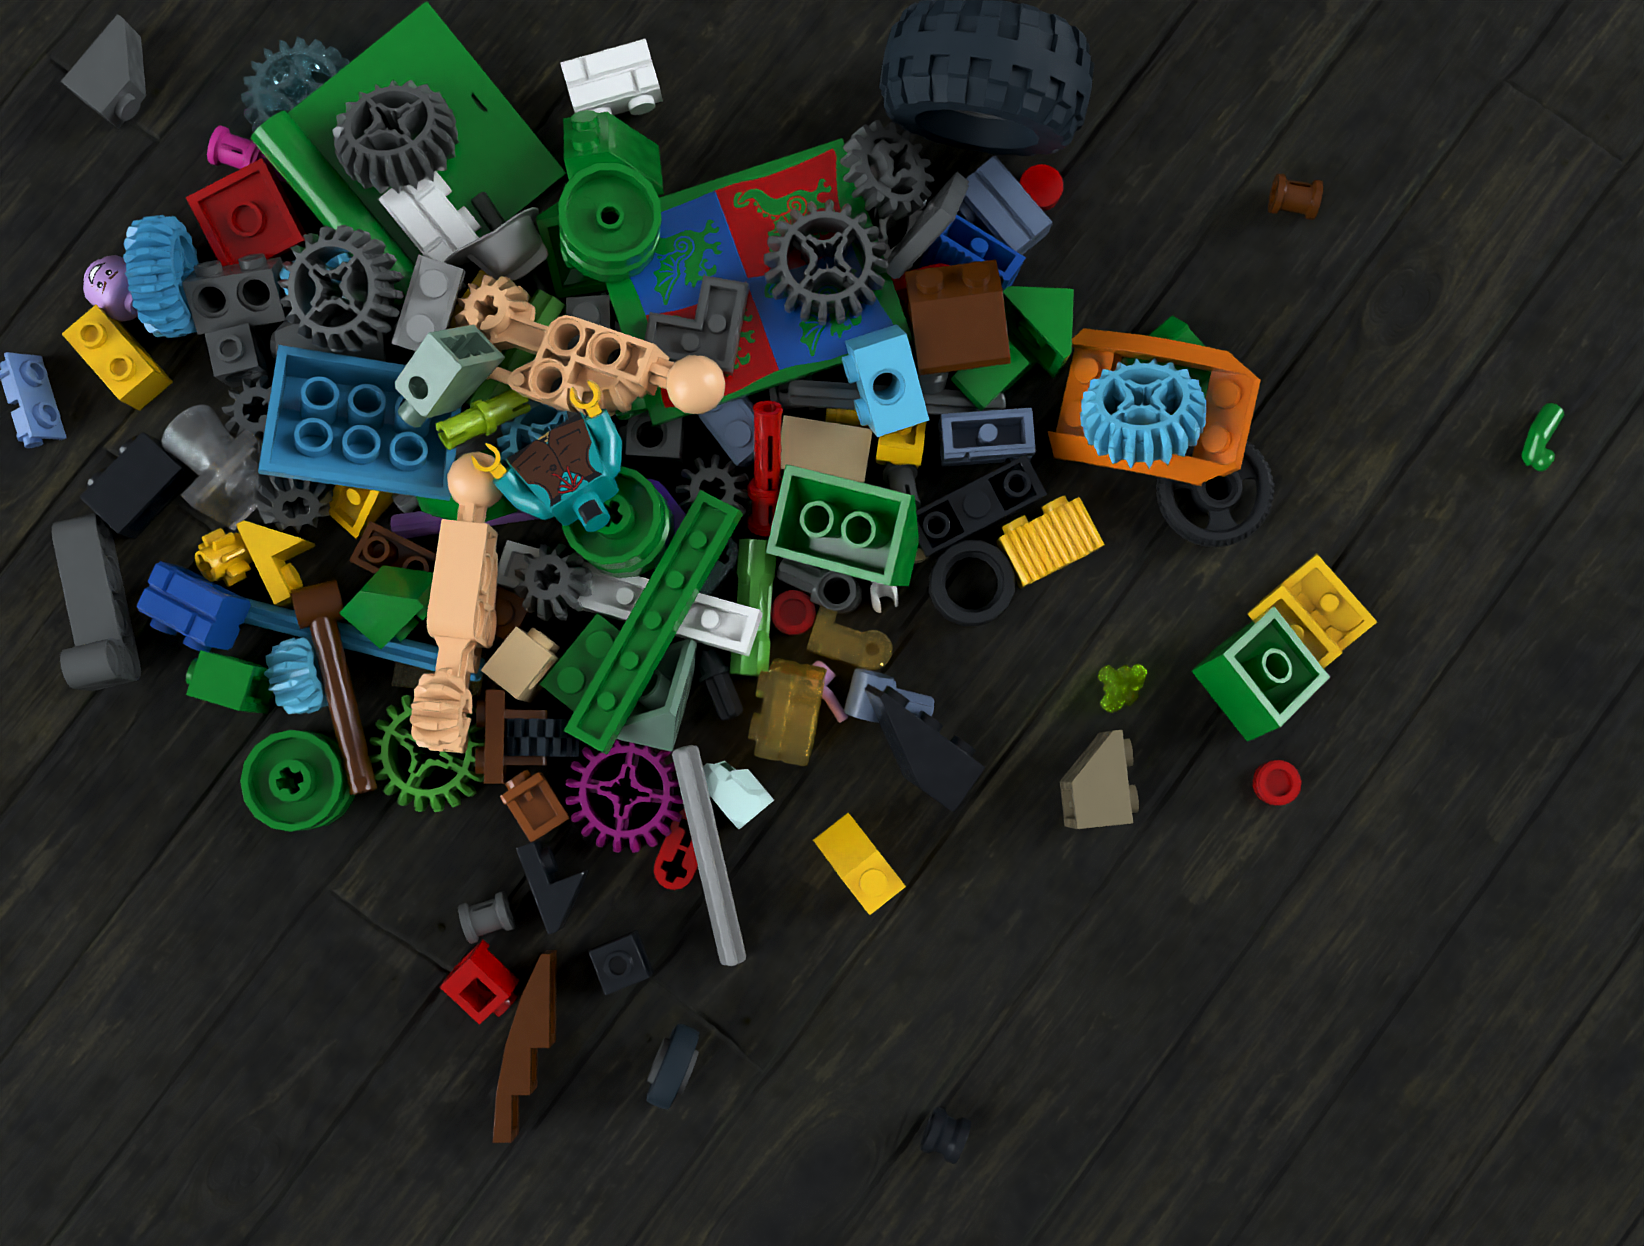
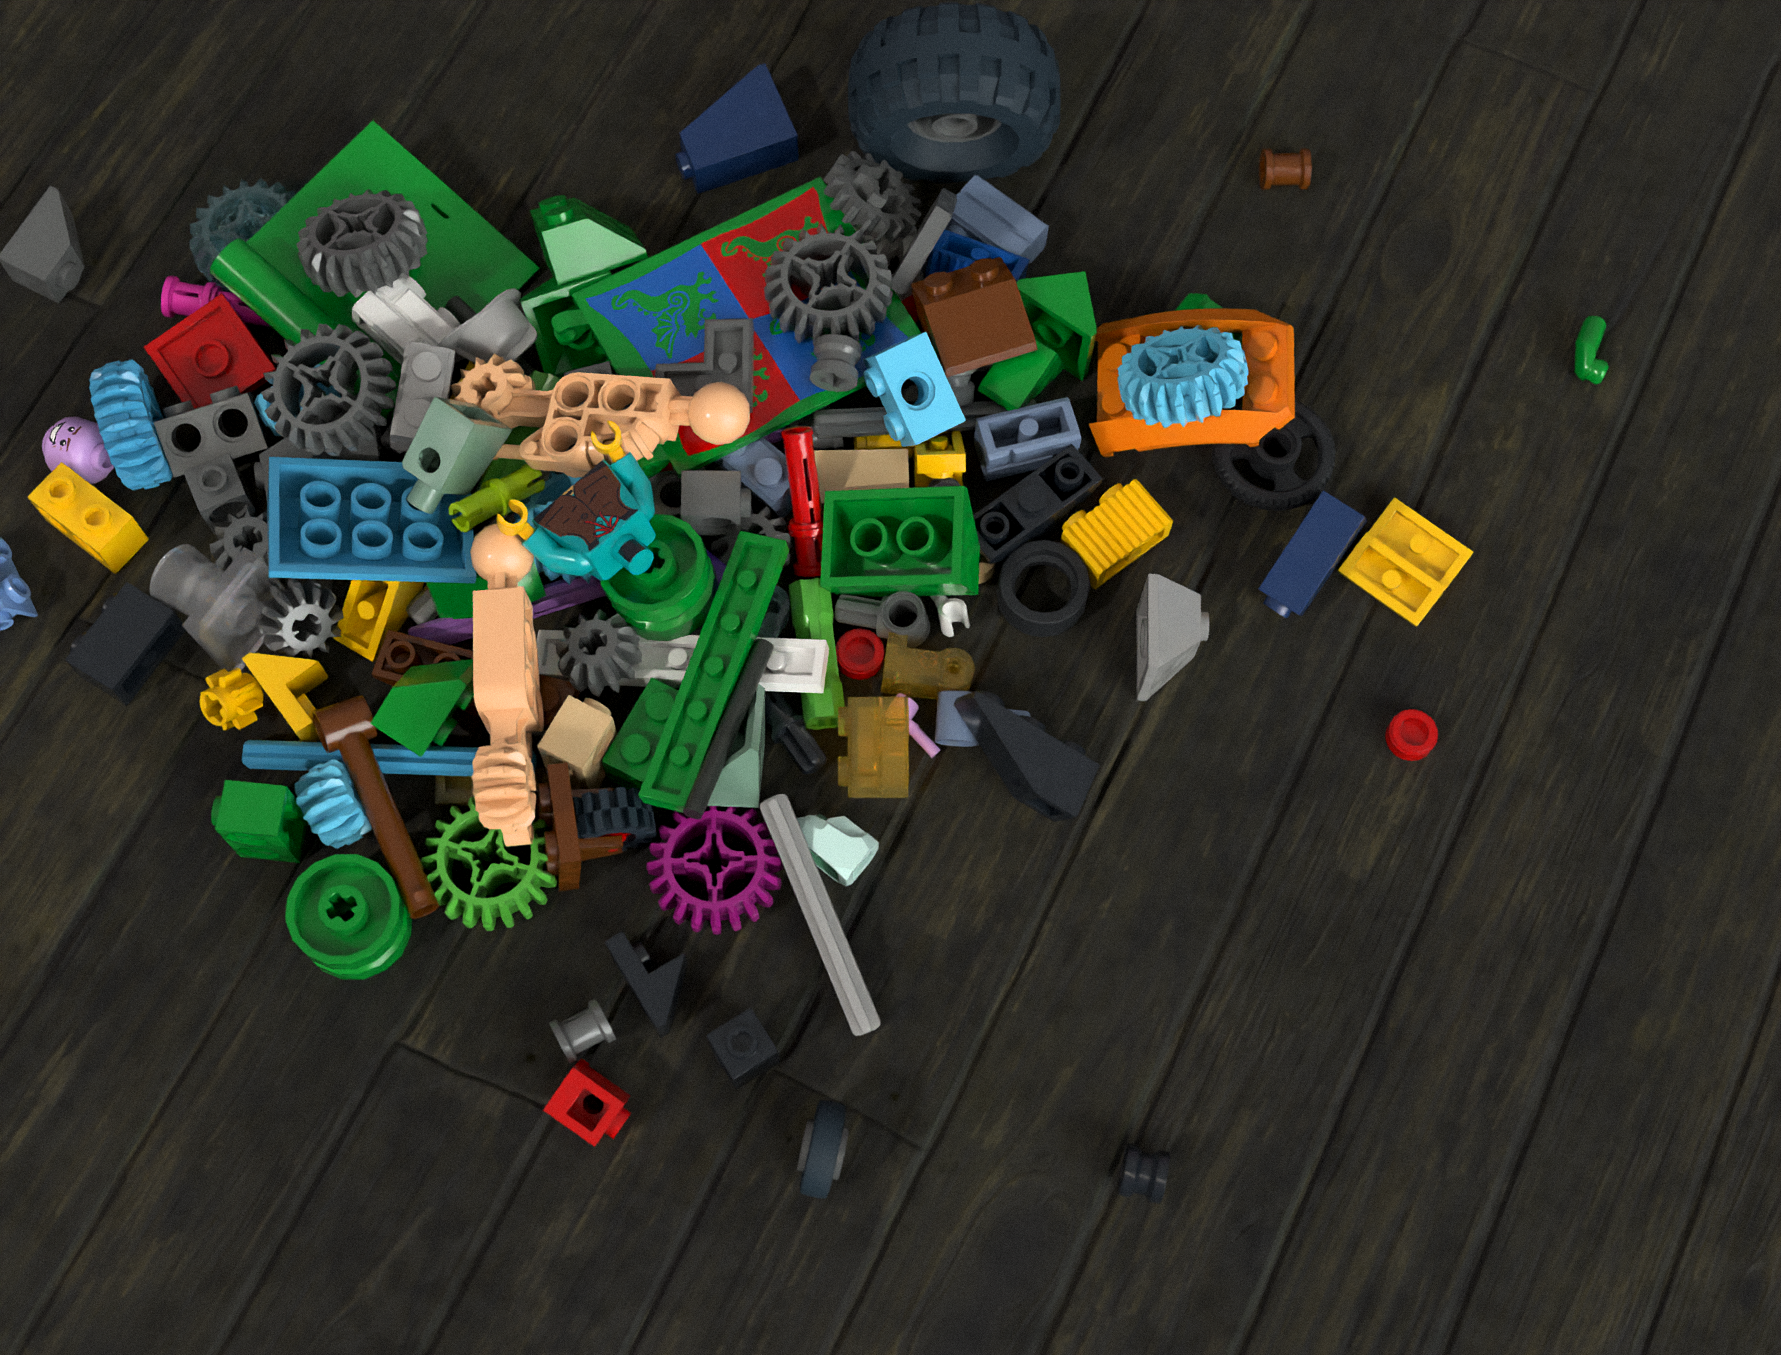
camera: 15 degrees left, 15 degrees down
(96, 606) = (105, 812): dark grey beam -> none
(192, 606) = (203, 752): blue brick -> none
(531, 1029) = (652, 1145): reddish brown slope -> none
(534, 804) = (614, 896): dark orange bracket -> none
(588, 207) = (600, 281): green wheel -> none
(613, 80) = (577, 168): white brick -> none
(654, 682) = (728, 729): none -> pearl dark grey bar
(668, 853) = (773, 924): red beam -> none
(681, 456) = (714, 501): none -> dark grey brick
(776, 68) = (738, 135): none -> dark blue slope
(817, 343) = (835, 363): none -> dark grey wheel
(859, 863) = (987, 897): yellow slope -> none
(1043, 185) = (1032, 197): red tile -> none
(1074, 652) = (1167, 632): none -> light grey slope
(1097, 784) = (1227, 764): dark tan slope -> none
(1121, 685) = (1224, 663): clear neon green plant -> none
(1227, 599) = (1311, 555): none -> dark blue slope
(1261, 675) = (1365, 623): green slope -> none

